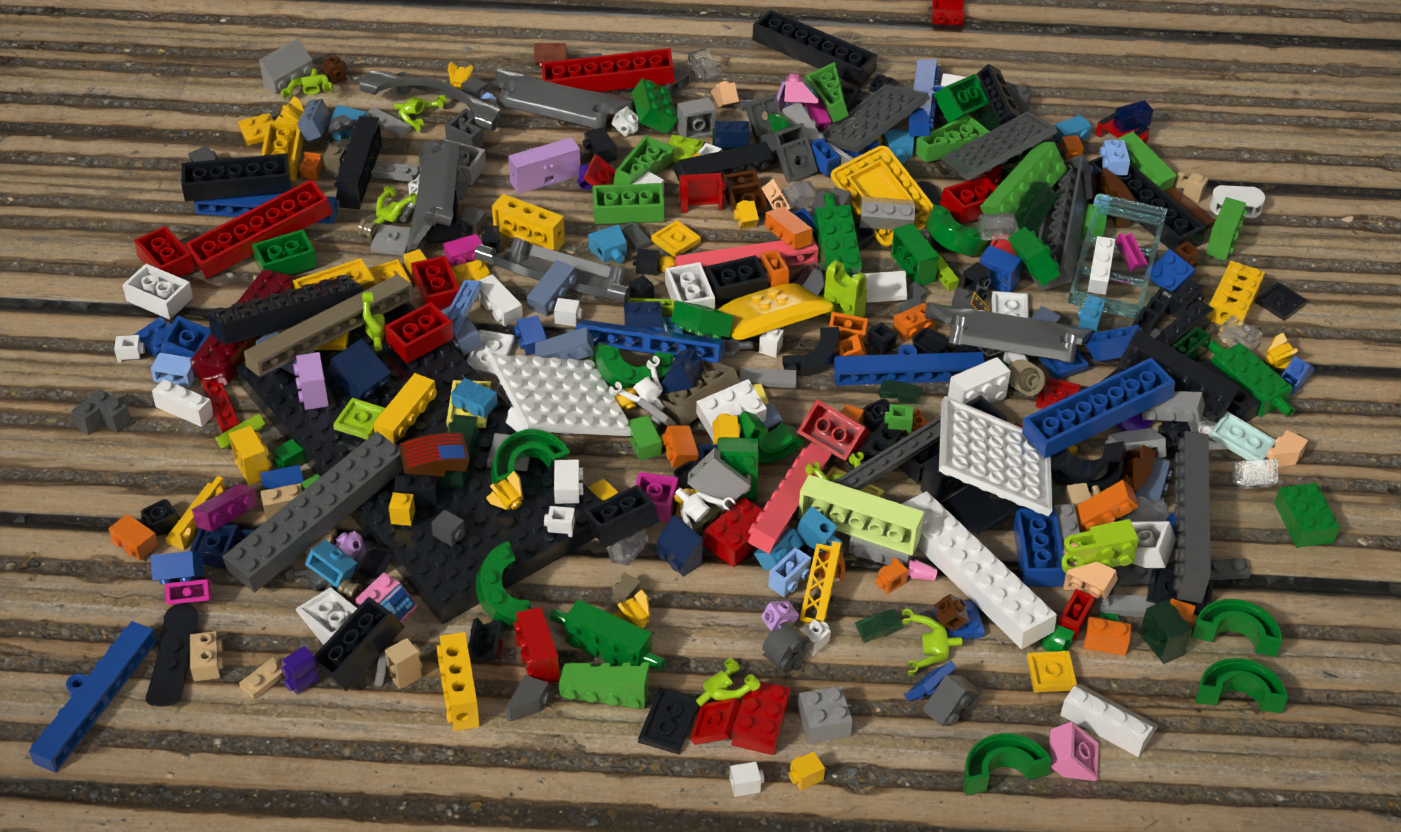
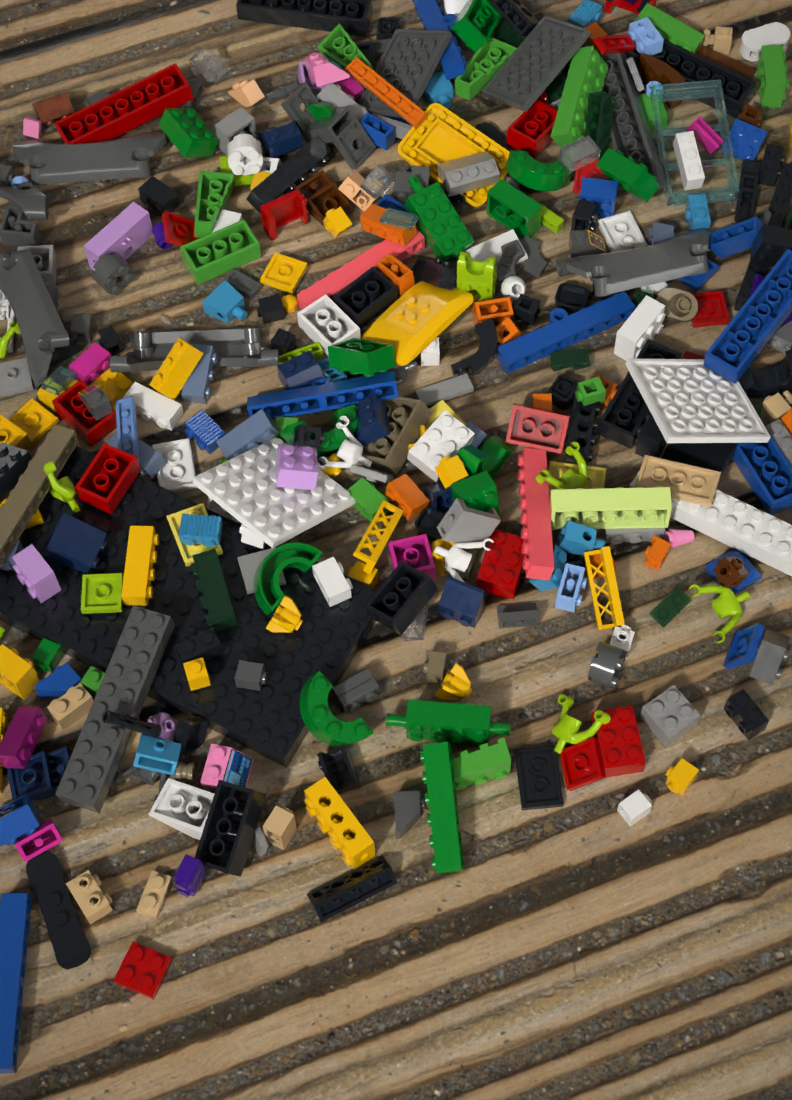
camera: 20 degrees left, 15 degrees up
(215, 734) = (142, 970): none -> red plate
(312, 516) = (124, 722): none -> black pin
(426, 250) = (58, 380): none -> clear light blue tile
(434, 454) = (202, 608): reddish brown slope -> none
(440, 743) = (353, 890): none -> black fence
(446, 275) = (95, 401): none -> dark grey slope
(524, 63) = (32, 127): none -> bright pink tile
(524, 186) = (113, 273): none -> dark grey brick
(528, 222) = (142, 316): yellow brick -> none
(531, 273) = (176, 368): none -> yellow slope
(536, 645) = (390, 759): red brick -> none
(541, 583) = (356, 690): none -> dark grey brick
(559, 703) = (443, 808): none -> green brick
(560, 520) = (351, 621): white brick -> none
(567, 312) = (226, 393): white brick -> none
(589, 381) = (296, 467): none -> lavender brick
(607, 363) = (301, 436): none -> black brick
(626, 121) = (169, 159): white brick -> none
(629, 473) = (382, 540): none -> yellow fence
(691, 134) = (244, 155): none -> white brick
(728, 580) = (517, 615): none -> dark grey panel
(779, 612) = (583, 635): lavender brick -> none
(798, 222) = (399, 218): none -> clear light blue tile
(844, 124) = (386, 92): none -> orange tile
(878, 314) = (512, 286): none -> white piece
(880, 298) = (511, 254): none -> dark grey tile
(892, 456) = (606, 436): dark grey plate -> none
(900, 741) = (746, 714): none -> black brick
(911, 321) = (545, 281): orange brick -> none
(945, 517) = (685, 481): none -> tan tile
(1080, 151) = (615, 44): none -> red tile

